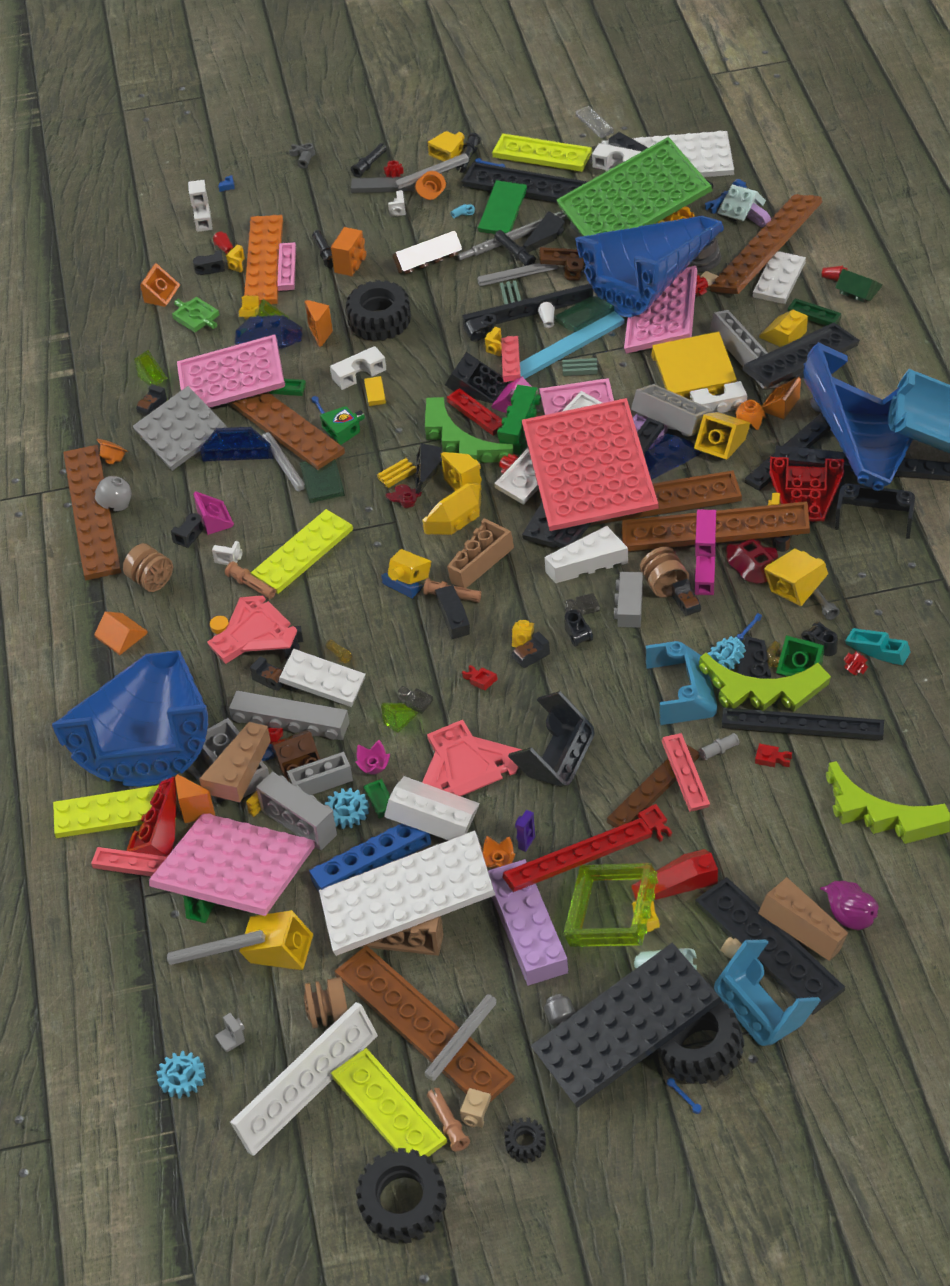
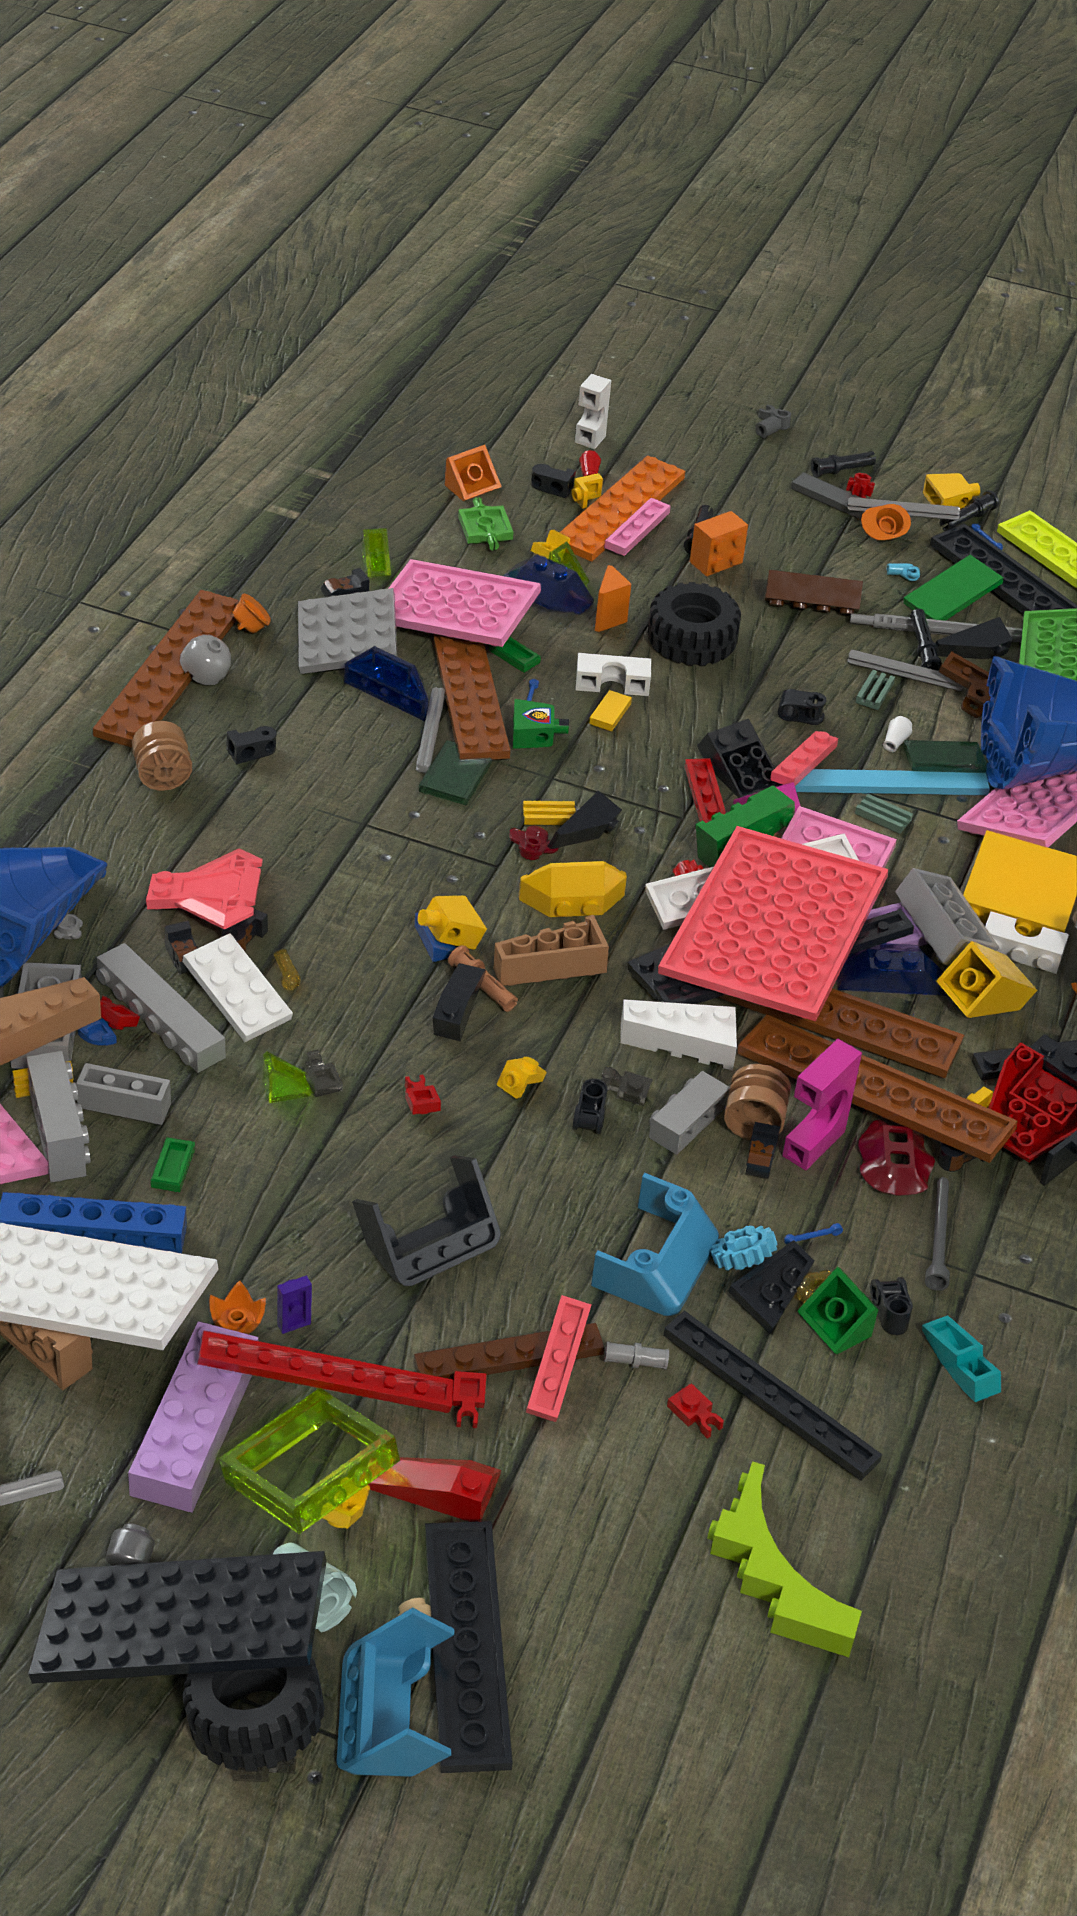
camera: 25 degrees right, 5 degrees down
(118, 631) = (71, 808): orange slope -> none
(213, 513) = (294, 739): dark pink slope -> none
(218, 624) = (185, 862): light orange tile -> none
(225, 555) = (266, 794): white bracket -> none
(227, 184) = (655, 411): blue tile -> none
(244, 577) = (262, 827): nougat pin -> none
(295, 752) = (125, 1049): reddish brown slope -> none
(302, 550) = (356, 837): neon yellow plate -> none
(348, 807) = (121, 1150): medium azure gear -> none
(372, 760) = (200, 1112): dark pink piece -> none
(397, 207) = (829, 528): white bracket -> none
(430, 809) = (208, 1207): white slope -> none
(454, 440) = (654, 829): bright green arch -> none
(460, 469) = (620, 846): yellow slope -> none
(465, 760) = (305, 1182): coral plate -> none
(493, 342) = (802, 728): yellow bracket -> none
(530, 306) = (881, 713): black plate -> none
(531, 651) = (510, 1102): black leg -> none
(696, 1108) = (183, 1789): blue hinge -> none
(737, 688) = (790, 1342): lime arch -> none
(751, 412) = (1051, 980): orange piece -> none
(795, 575) = (925, 1203): yellow slope -> none
(803, 919) = (535, 1637): medium nougat wedge -> none
(851, 905) = (617, 1658): magenta piece -> none
(856, 663) = (909, 1360): red gear -> none

